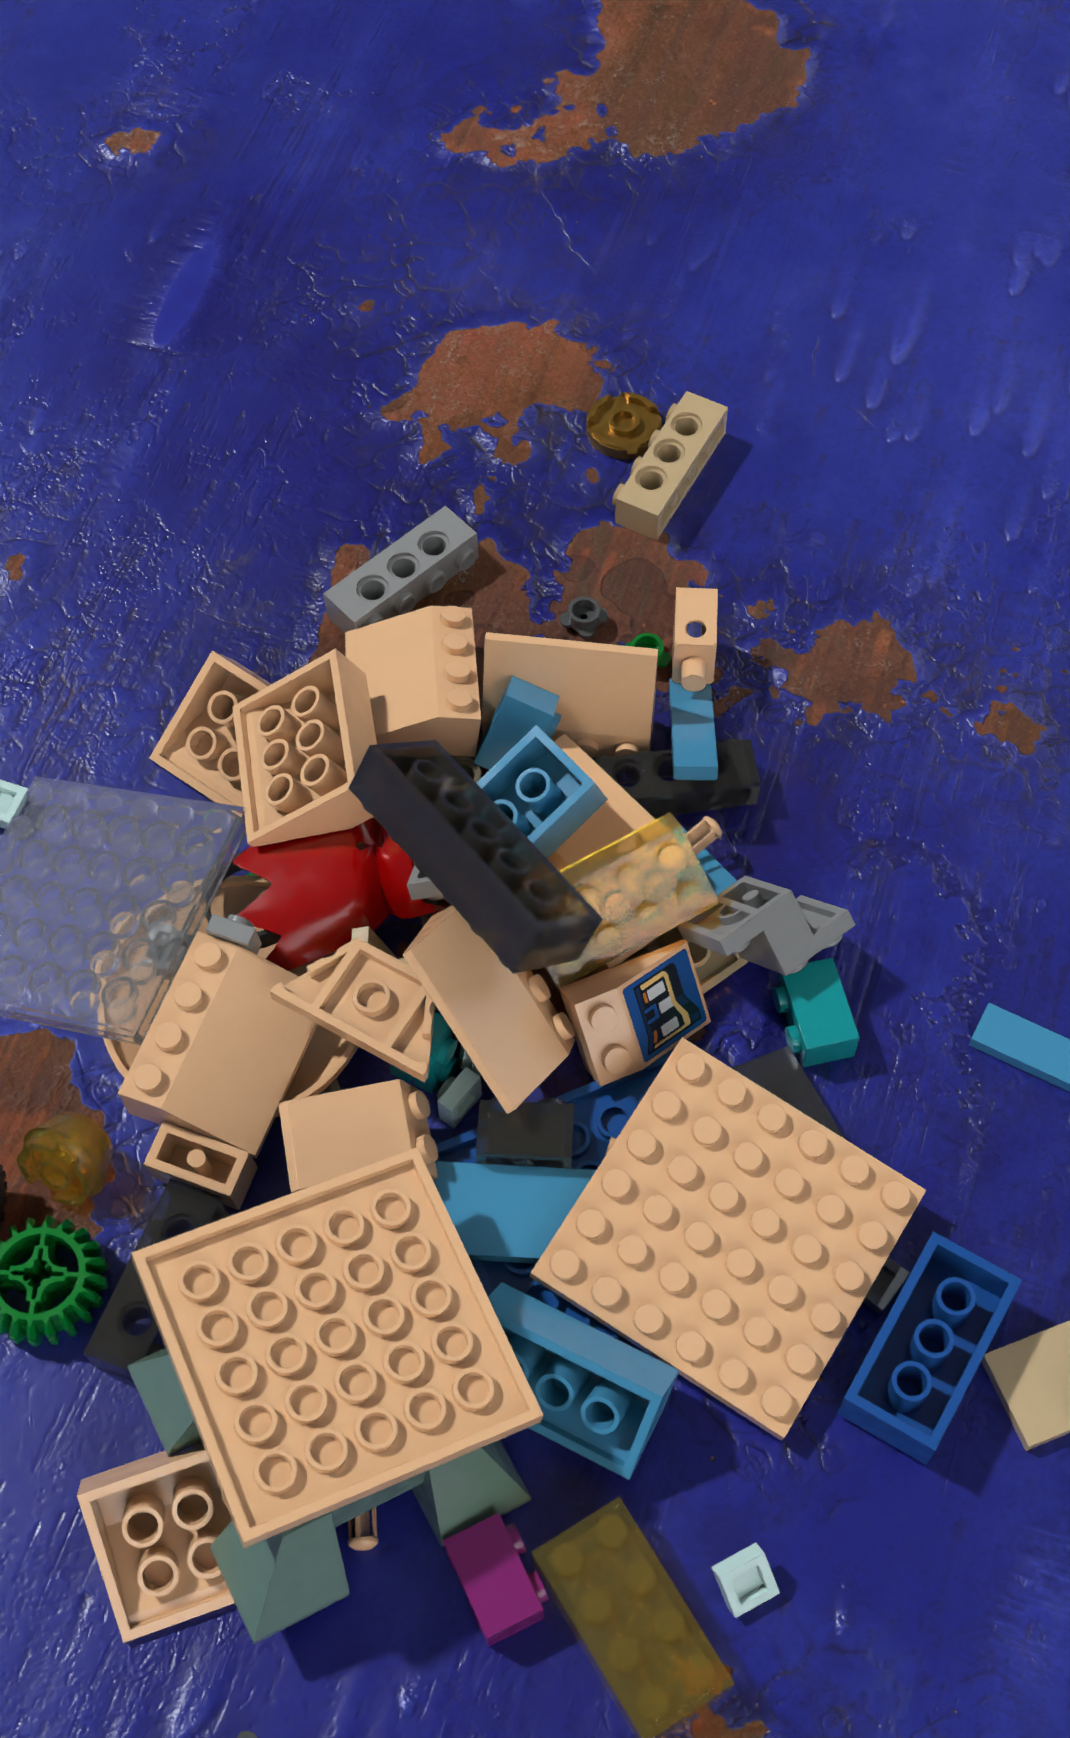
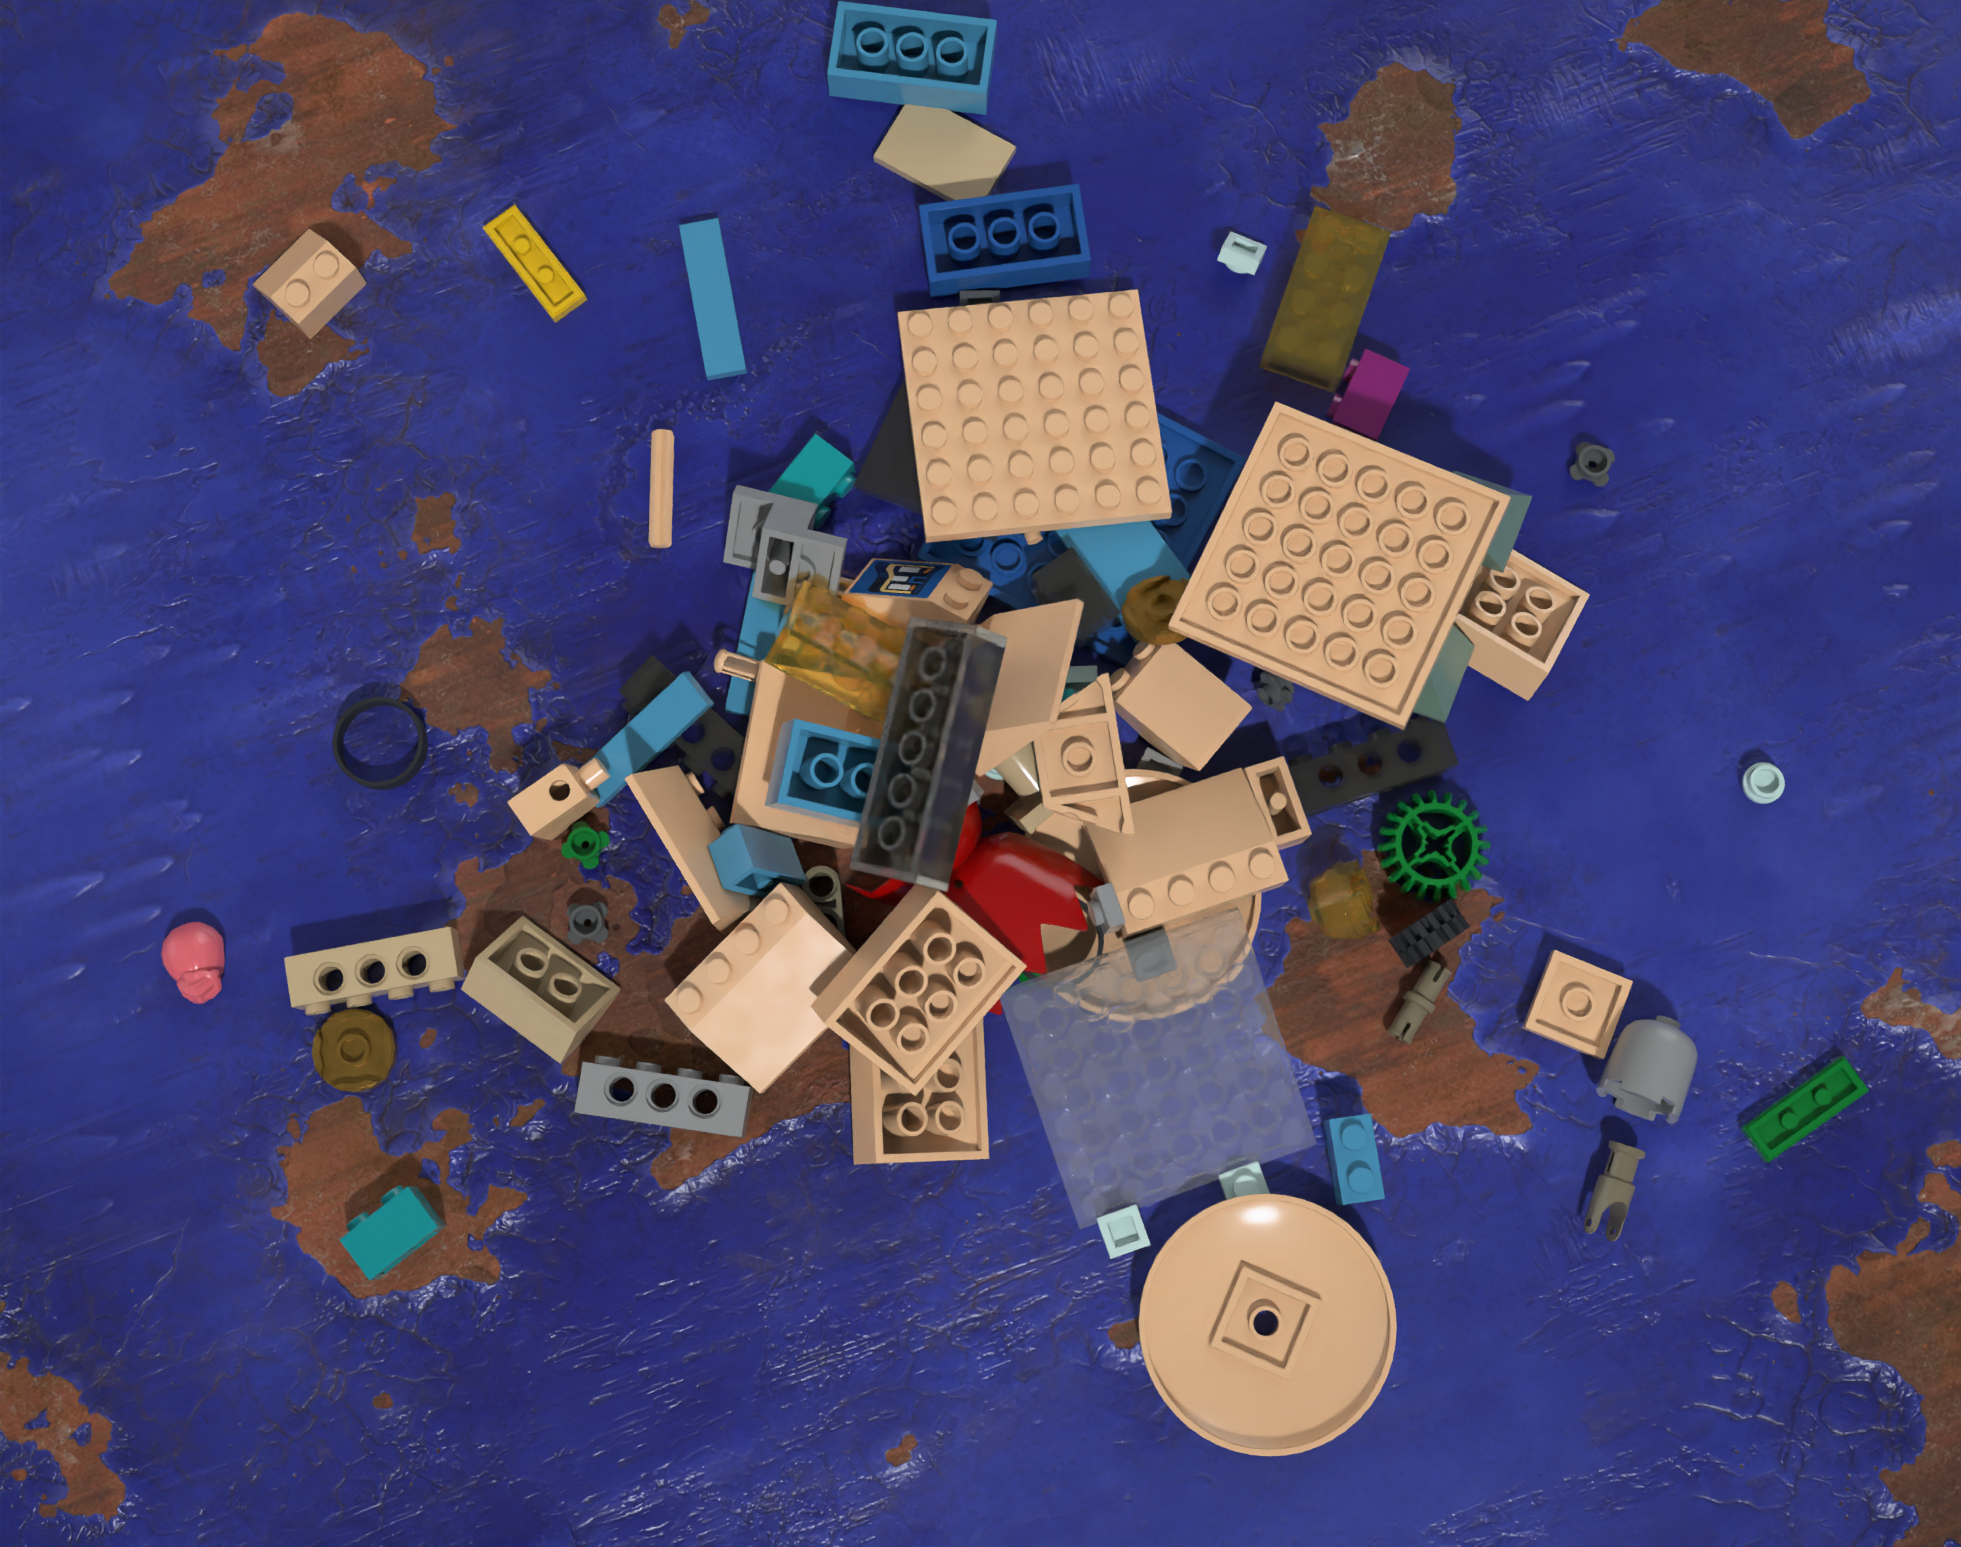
camera: 130 degrees left, 20 degrees up
(459, 1180) = (1150, 609): none -> pearl gold tile
(470, 365) = (391, 1232): none -> teal brick
(561, 554) = (540, 988): none -> tan slope
(589, 1386) = (1210, 431): dark azure slope -> none
(779, 372) = (195, 960): none -> coral hair
(855, 542) = (350, 714): none -> black tyre
(909, 901) = (661, 488): none -> light nougat axle

